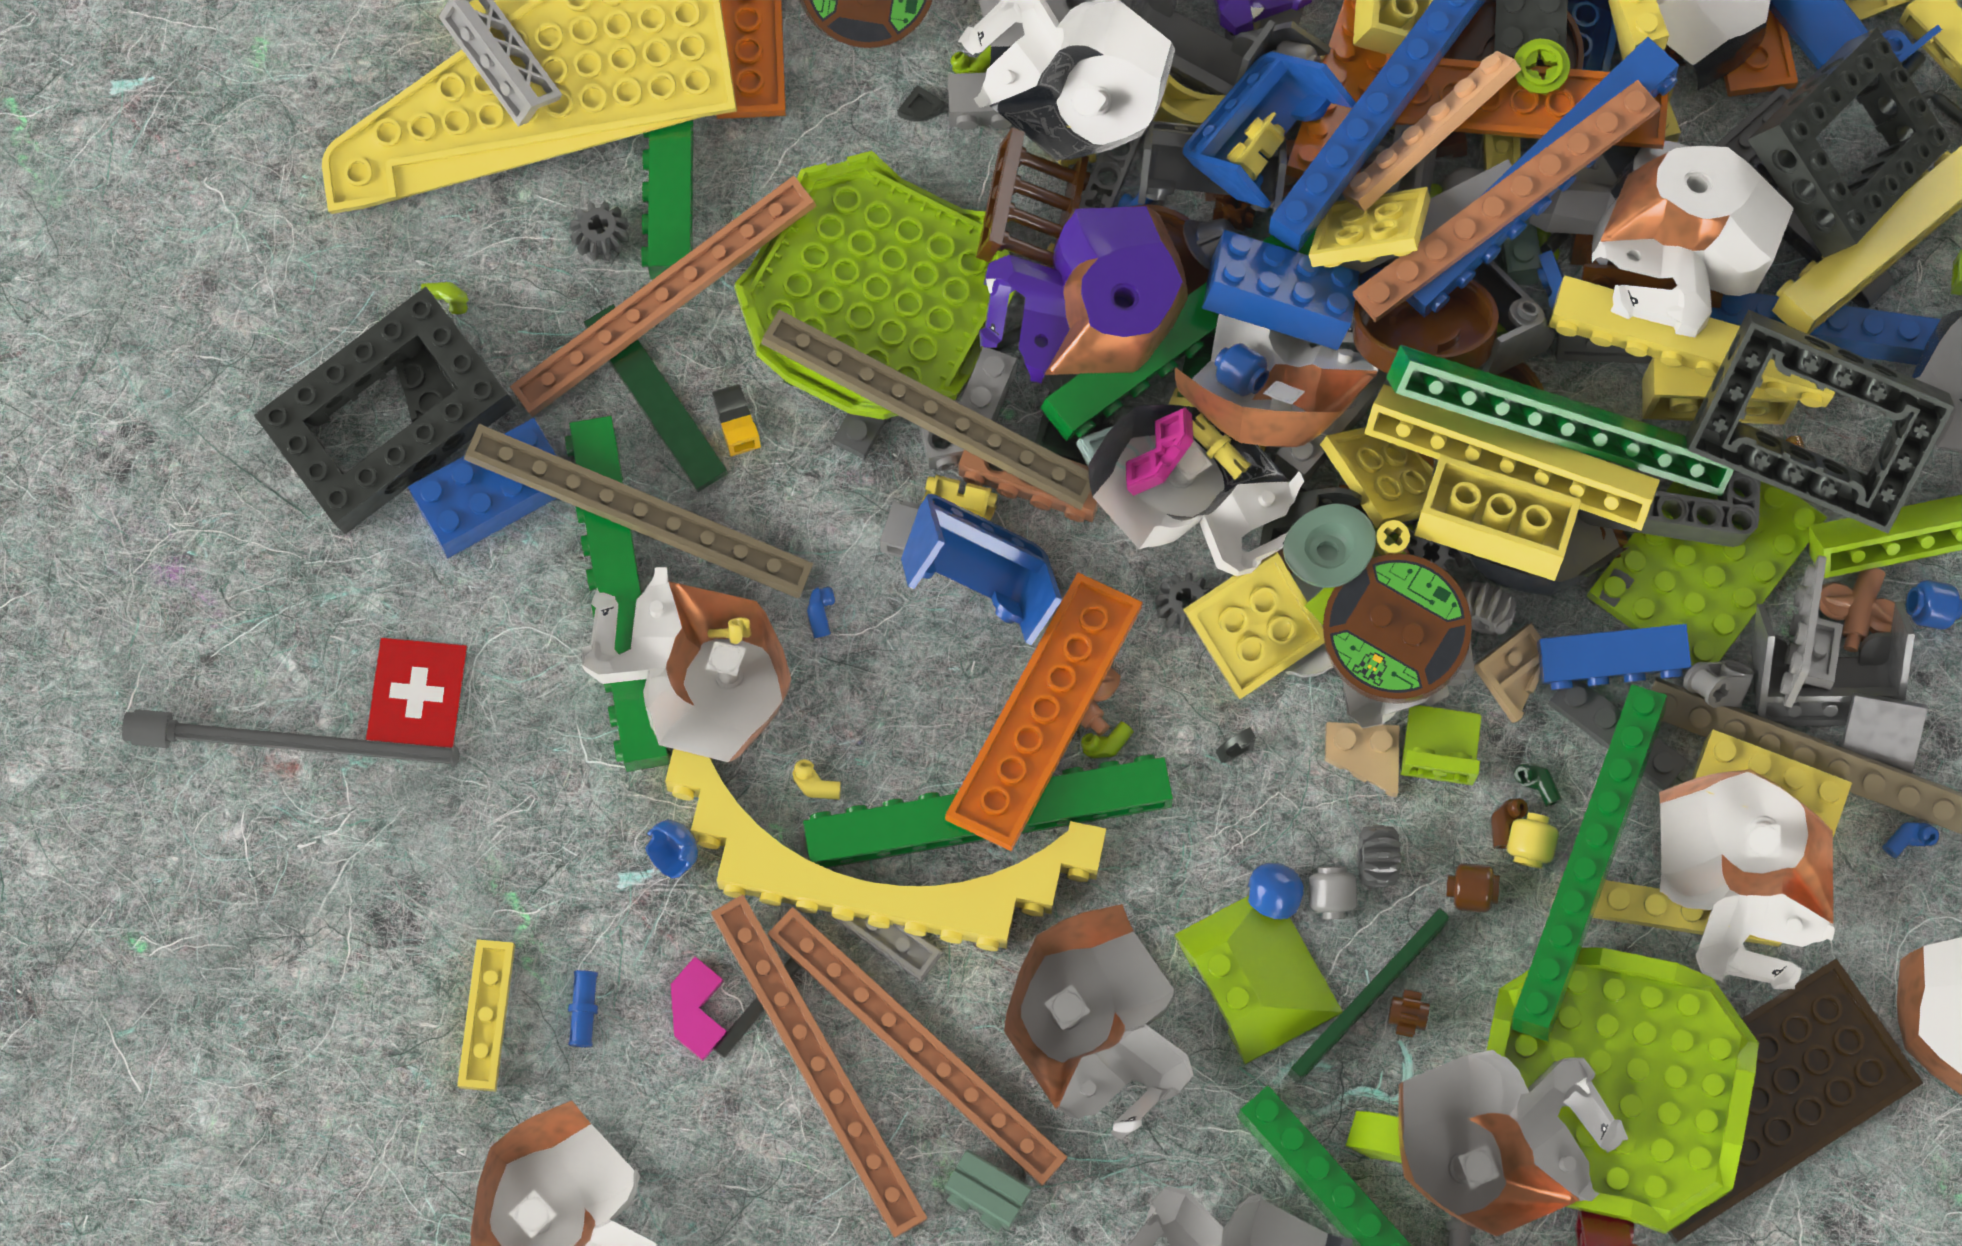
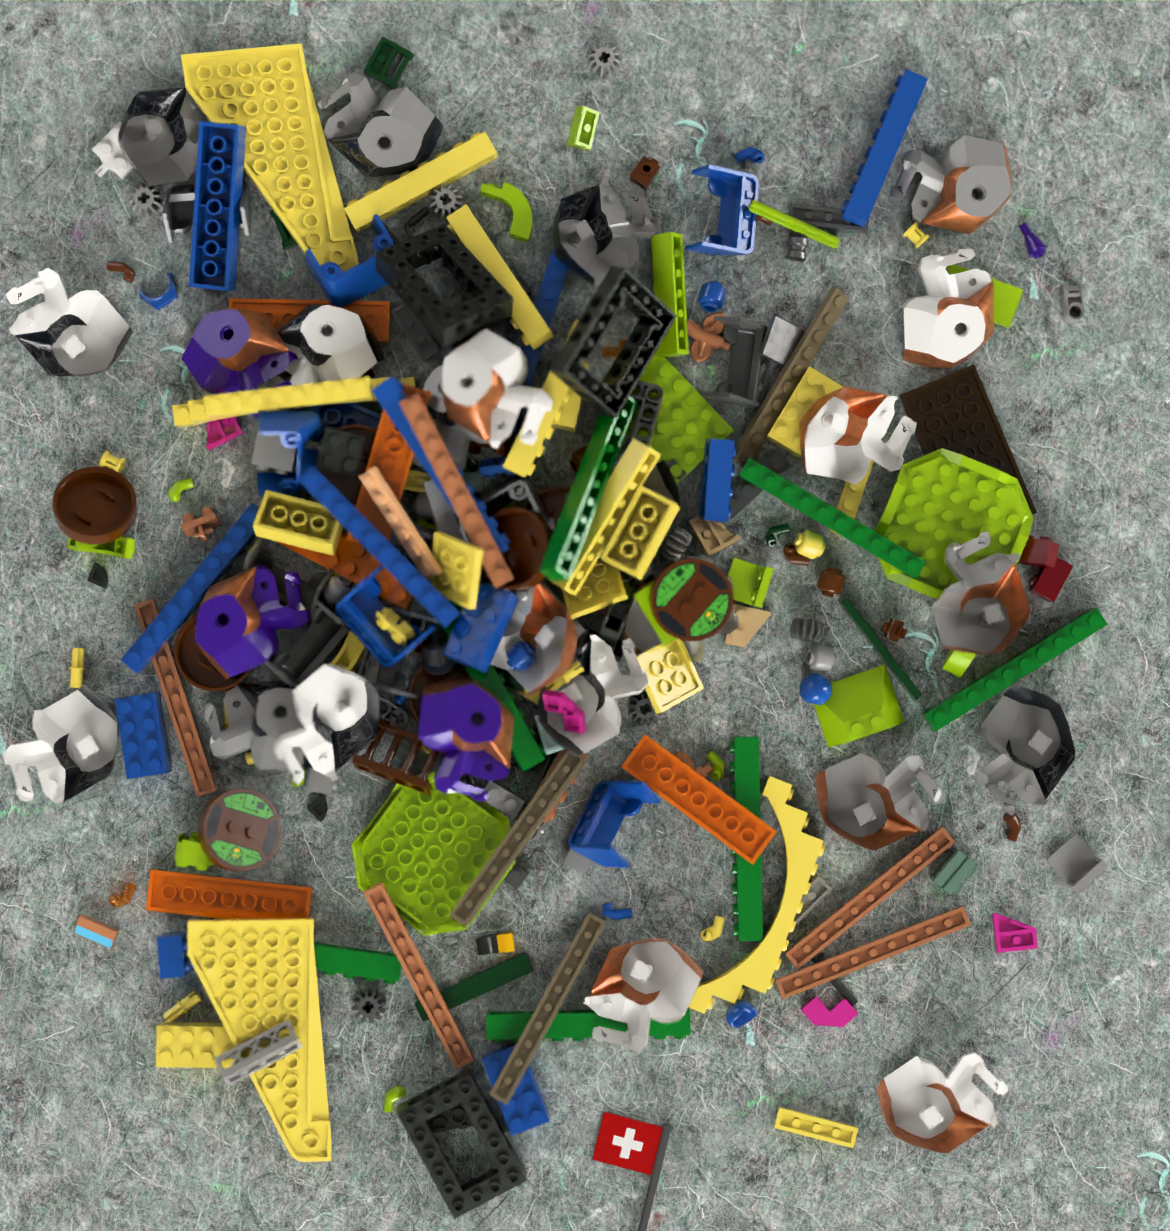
camera: 85 degrees left, 15 degrees up
(583, 1009) = (820, 1074): blue pin -> none
(736, 630) = (623, 963): light yellow hand -> none
(975, 499) = (568, 819): light yellow hinge -> none
(1236, 745) = (729, 691): pearl dark grey tile -> none
(1330, 545) = (640, 628): sand green hat -> none
(1389, 528) = (648, 594): light yellow bush -> none
(1552, 55) = (366, 445): lime gear -> none
(1719, 682) = (740, 424): light grey piece -> none
(1816, 640) = (725, 367): light grey bracket -> none
(1911, 835) = (836, 338): blue arm -> none

